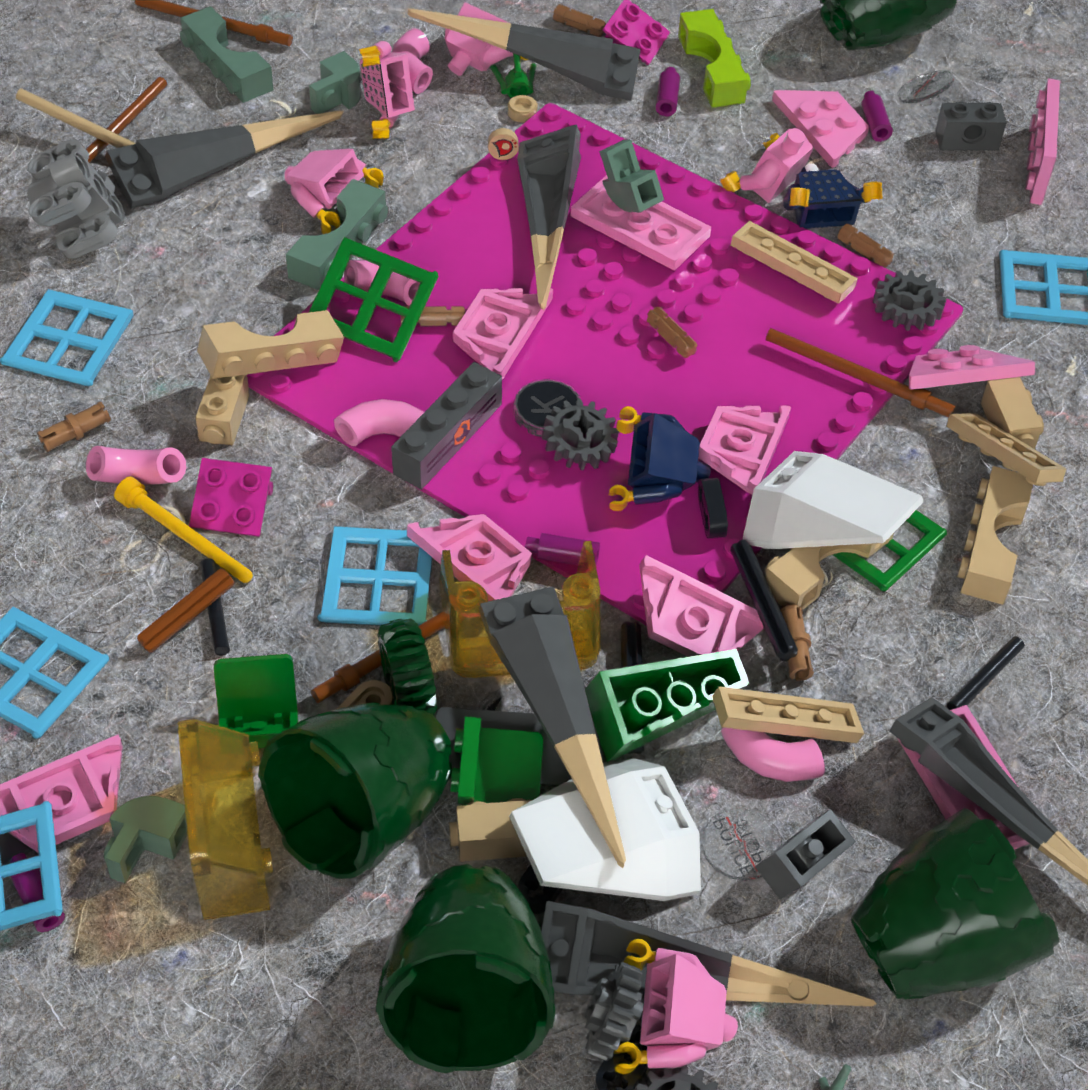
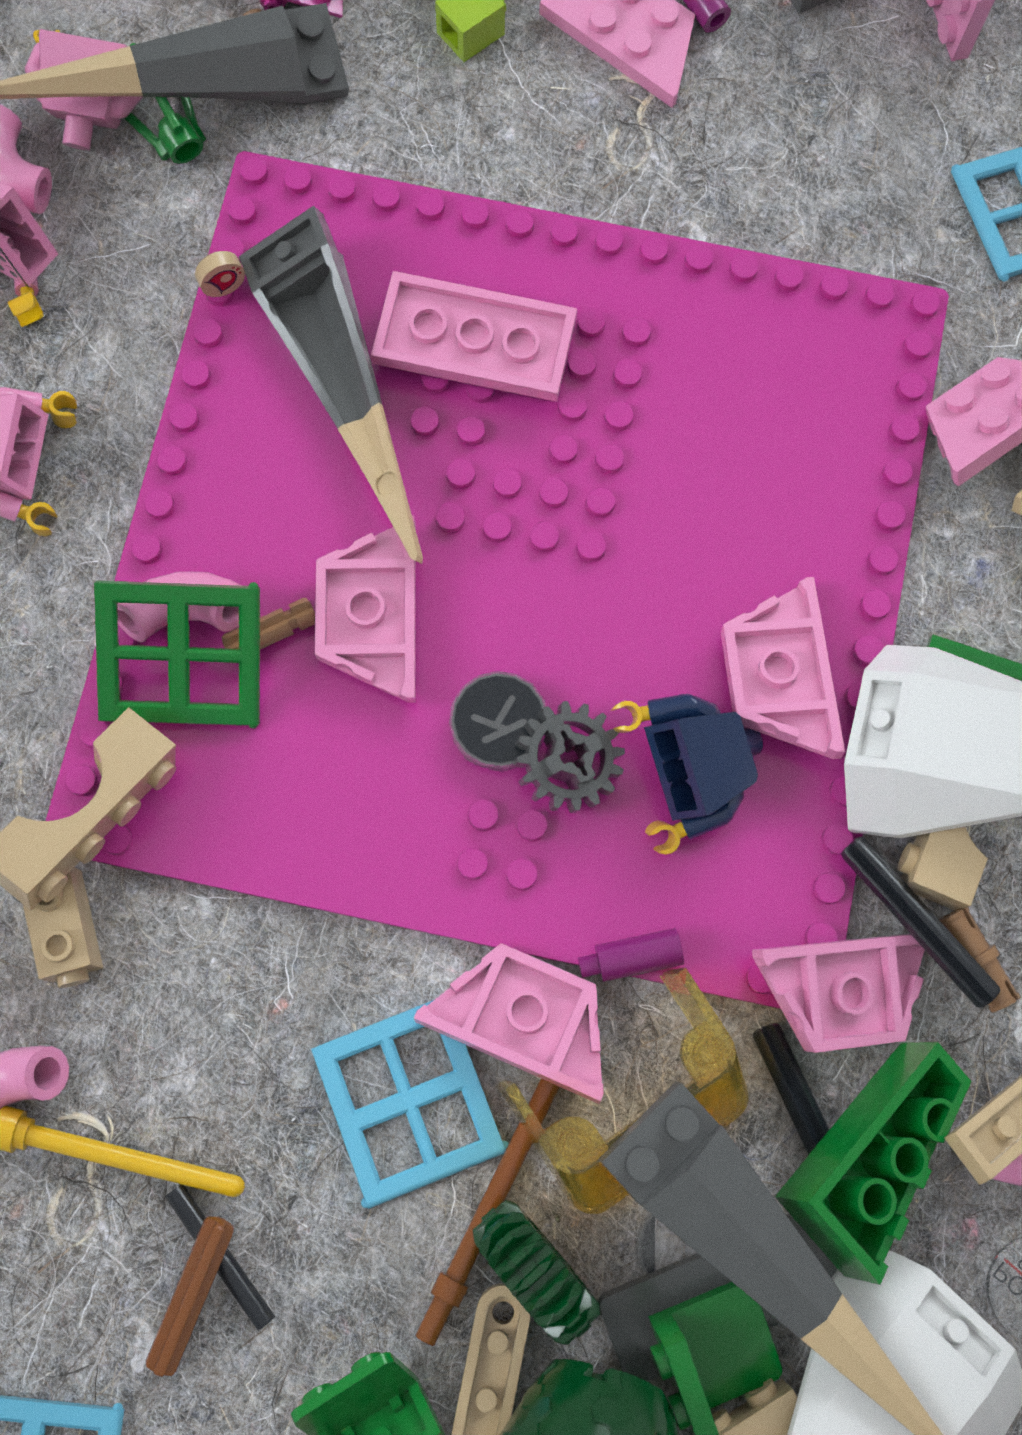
camera: 25 degrees left, 25 degrees up
(231, 497) = (151, 1074): dark pink hinge -> none
(360, 211) = (59, 595): sand green arch -> none
(375, 418) = (292, 847): bright pink cylinder -> none
(446, 425) = (386, 823): dark grey brick -> none
(521, 108) = (206, 179): tan tile -> none
(626, 183) = (438, 290): sand green brick -> none
(667, 92) = (395, 63): magenta cylinder -> none
(672, 332) = (603, 516): medium nougat axle -> none
(712, 508) = (791, 799): black beam -> none
(776, 167) = (614, 151): bright pink torso -> none
(794, 262) = (708, 318): tan plate -> none
(827, 198) = (700, 176): dark blue torso -> none
(865, 245) = (779, 237): medium nougat axle -> none
(909, 300) = (891, 306): dark grey gear -> none
(919, 398) = (872, 474): dark orange bar -> none

